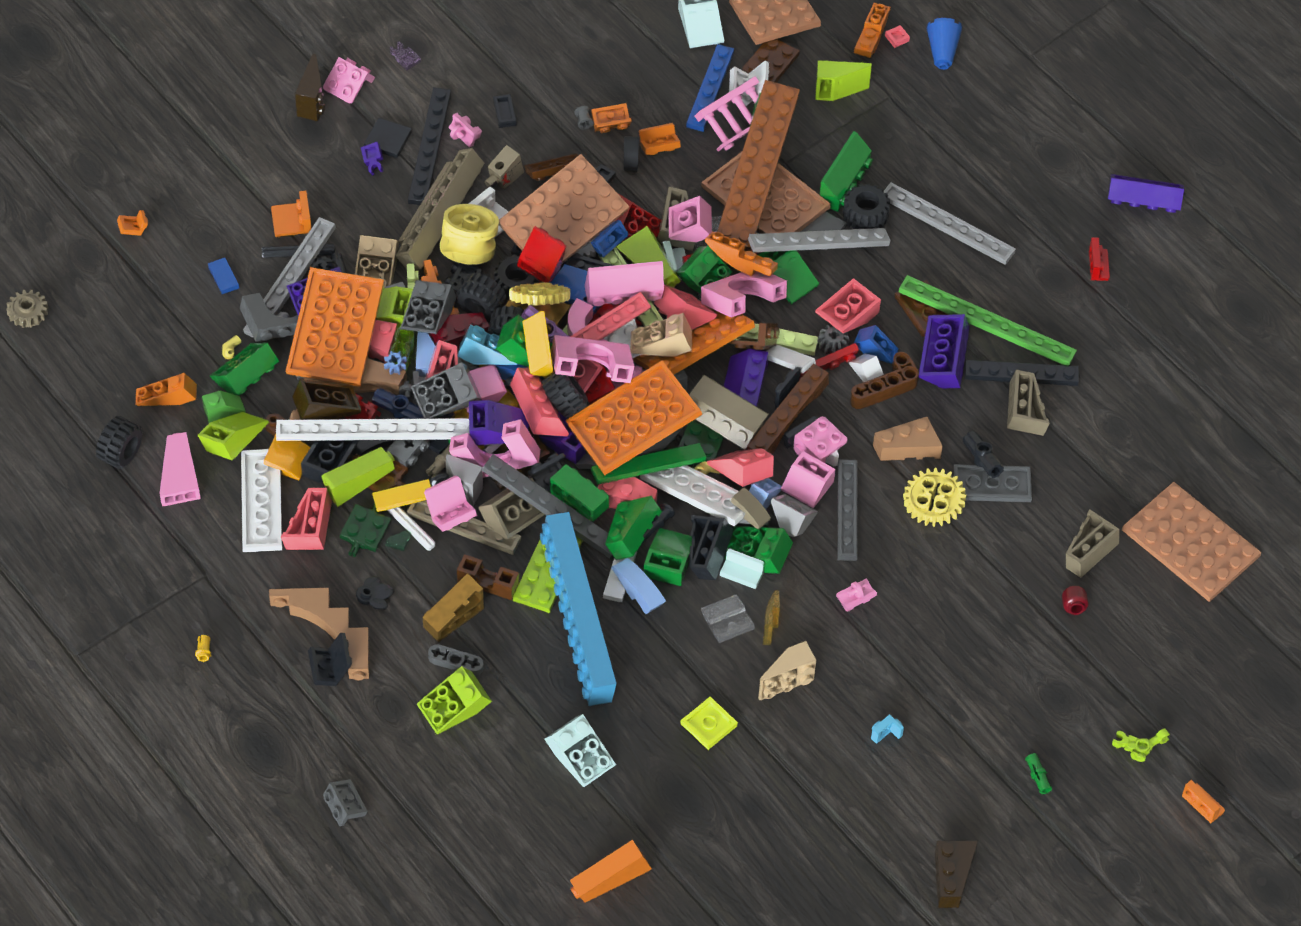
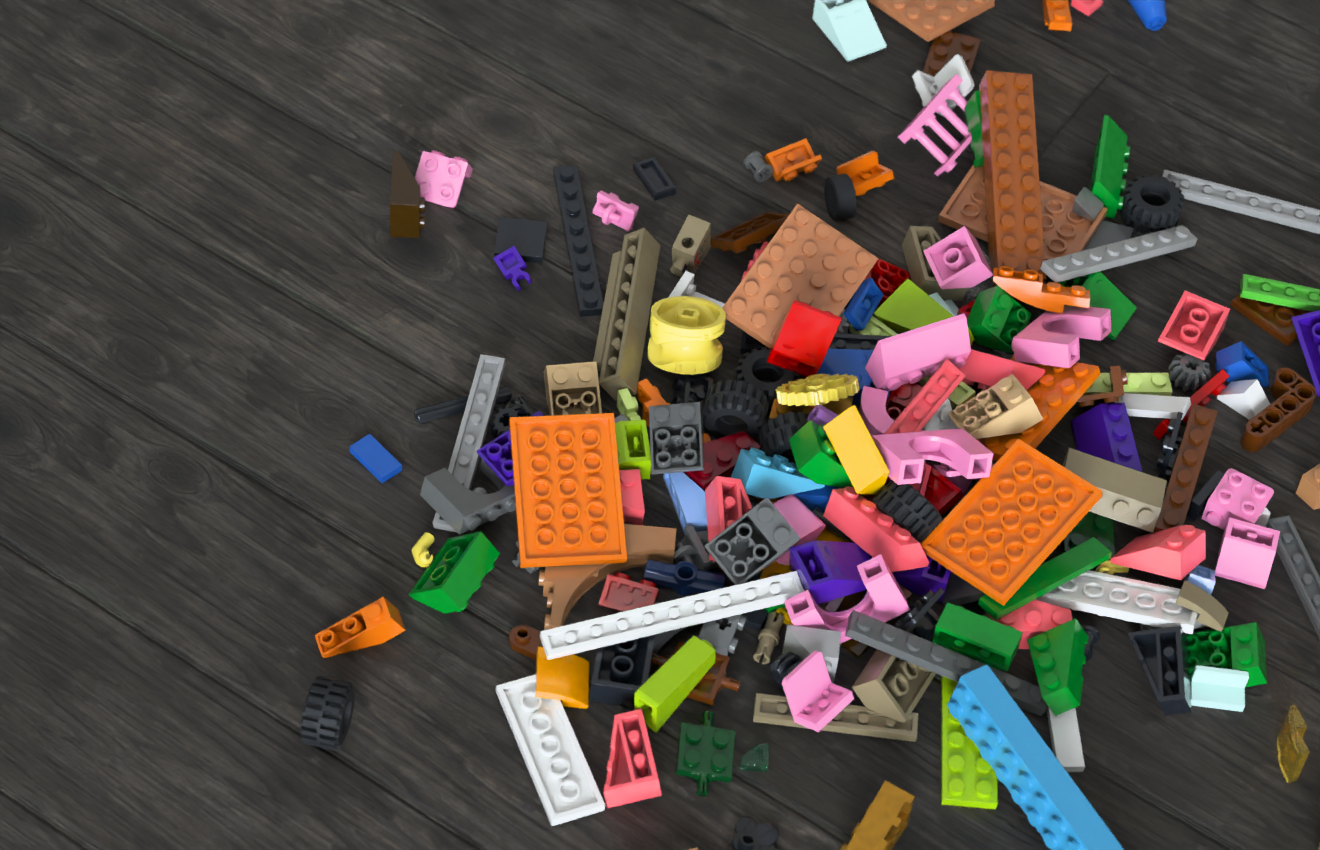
camera: 20 degrees left, 5 degrees down
(27, 309) = (123, 559): dark tan gear -> none
(133, 224) = (229, 417): orange bracket -> none
(178, 473) = (422, 736): bright pink slope -> none
(221, 405) = (443, 632): bright green slope -> none
(231, 434) = (475, 667): lime slope -> none
(292, 218) = (442, 363): orange bracket -> none
(325, 401) = (590, 592): dark brown slope -> none
(395, 357) = (662, 513): medium blue gear -> none
(401, 495) = (741, 695): yellow tile -> none
(405, 57) = (503, 137): clear purple plate -> none
(405, 343) = (657, 500): clear neon green brick -> none
(411, 526) = (758, 731): white axle -> none
(501, 583) = (924, 782): reddish brown arch -> none
(638, 585) = (1101, 743): light blue slope -> none
(668, 557) = (1121, 695): green slope -> none
(710, 85) = (893, 102): blue plate -> none
(727, 618) = (1229, 759): clear slope -> none
(792, 514) = (1248, 602): light grey slope -> none
(813, 197) = (1087, 205): none -> flat silver slope
(841, 79) = (1051, 59): lime slope -> none

